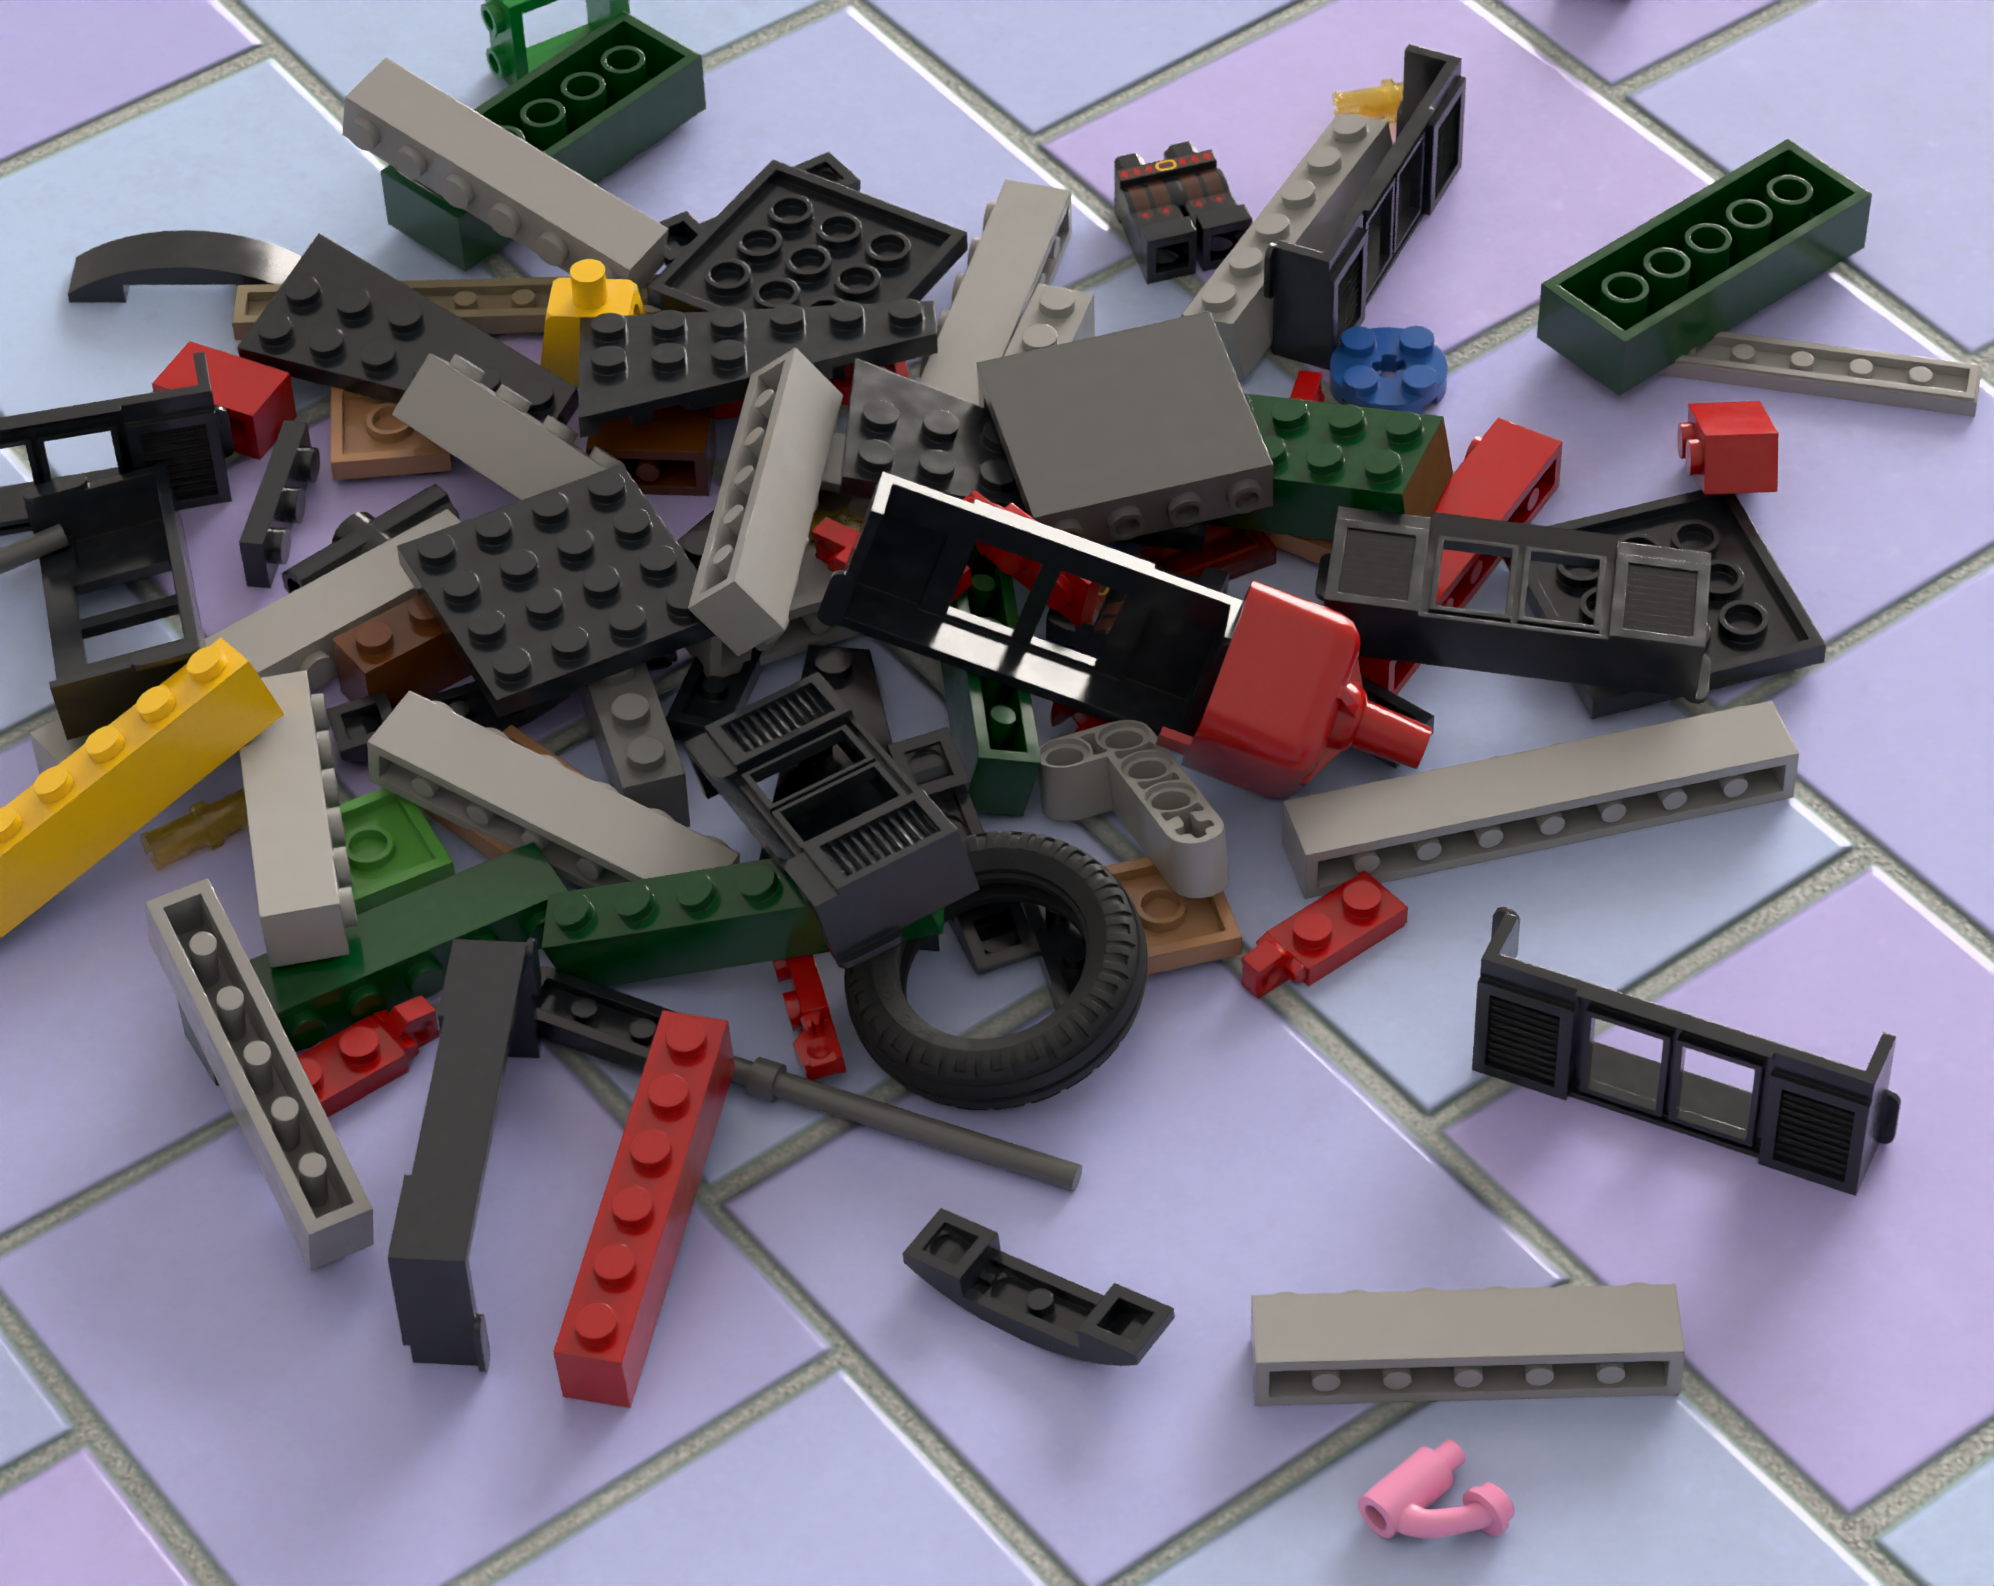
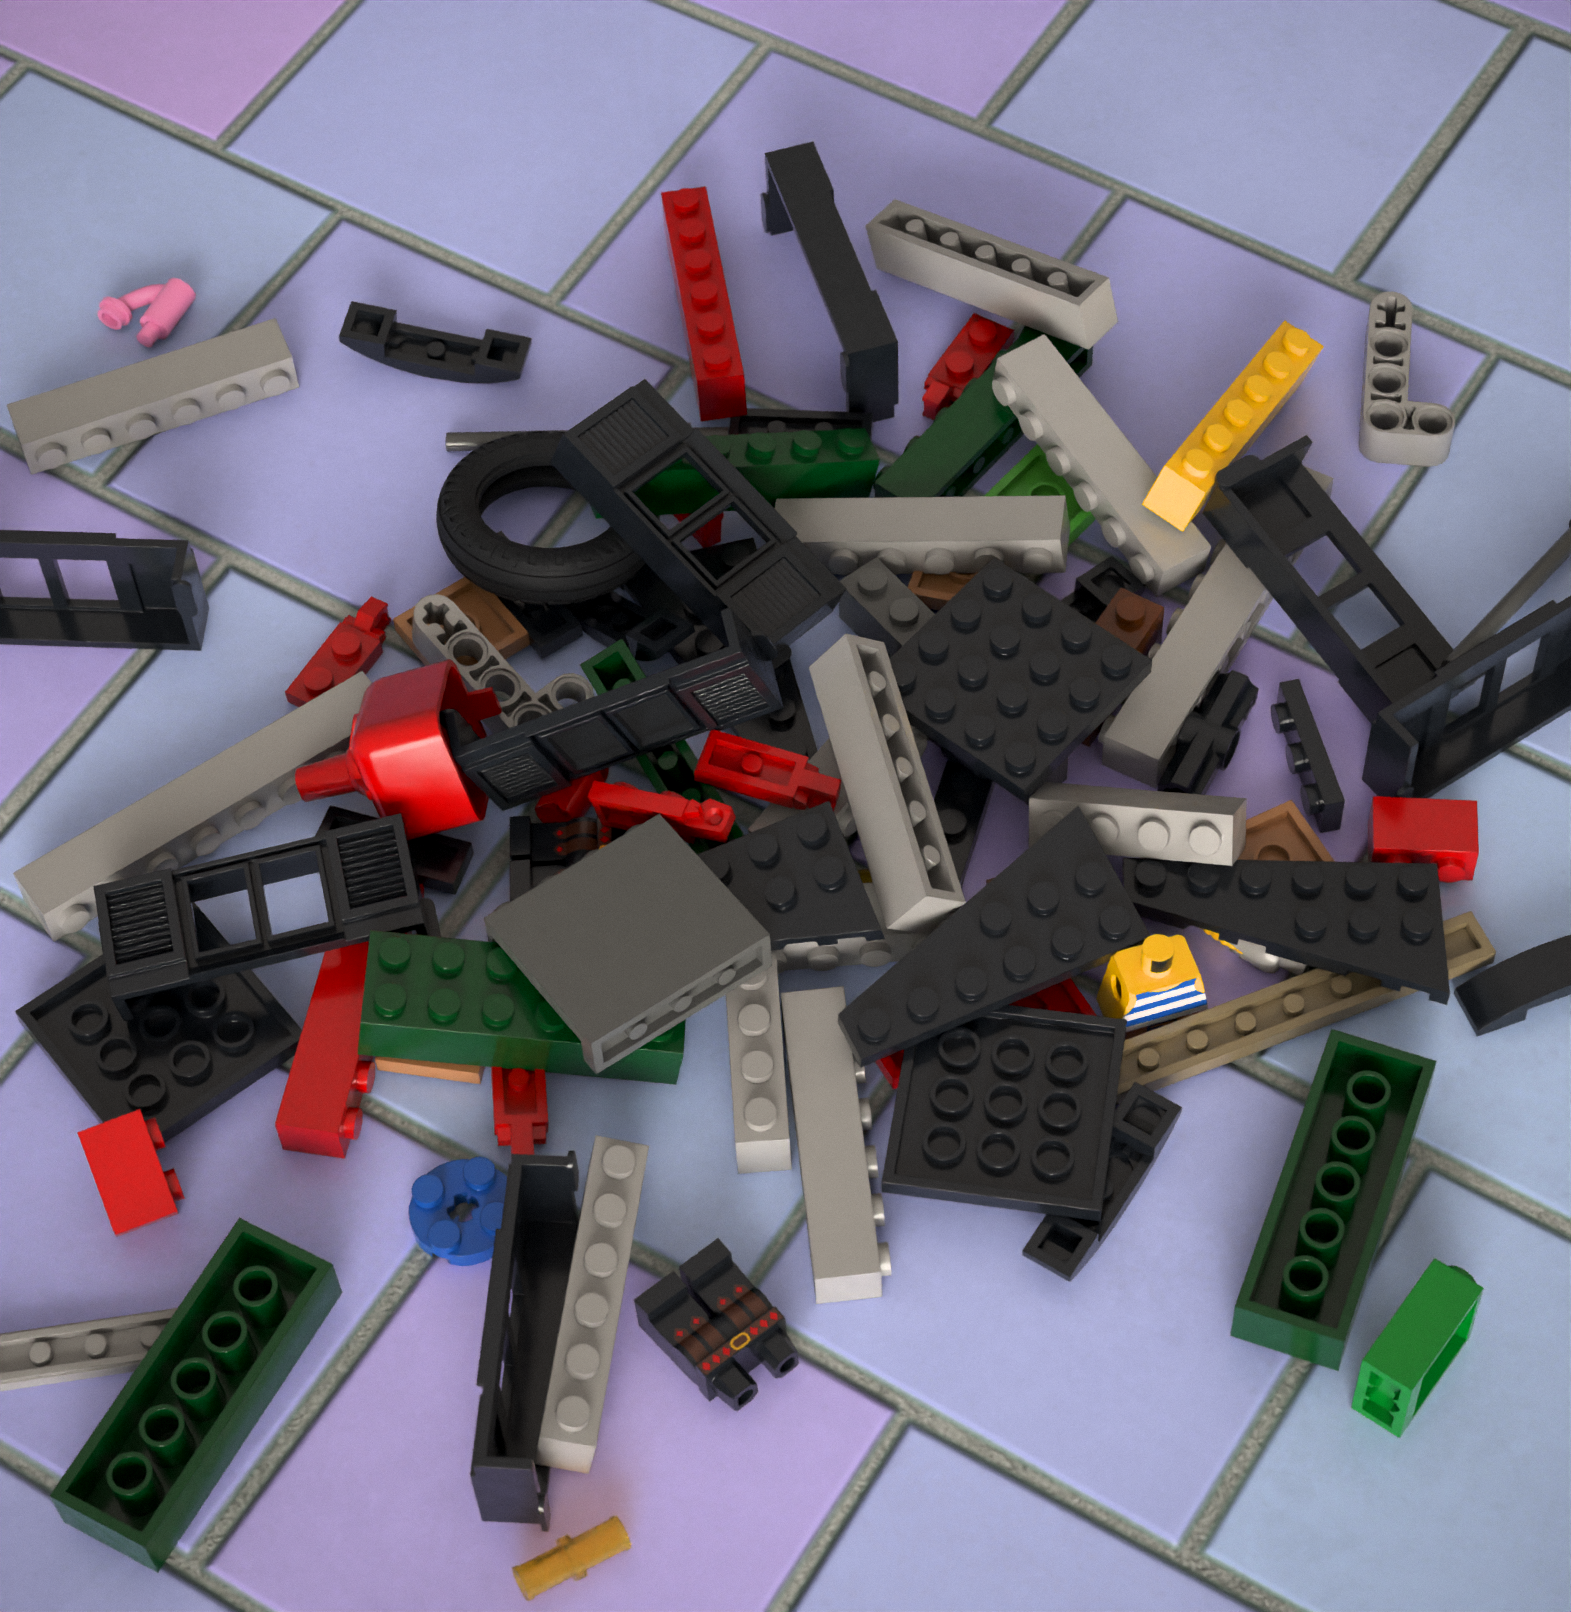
camera: 160 degrees right, 10 degrees up
(499, 176) = (1306, 1050): light grey brick -> none

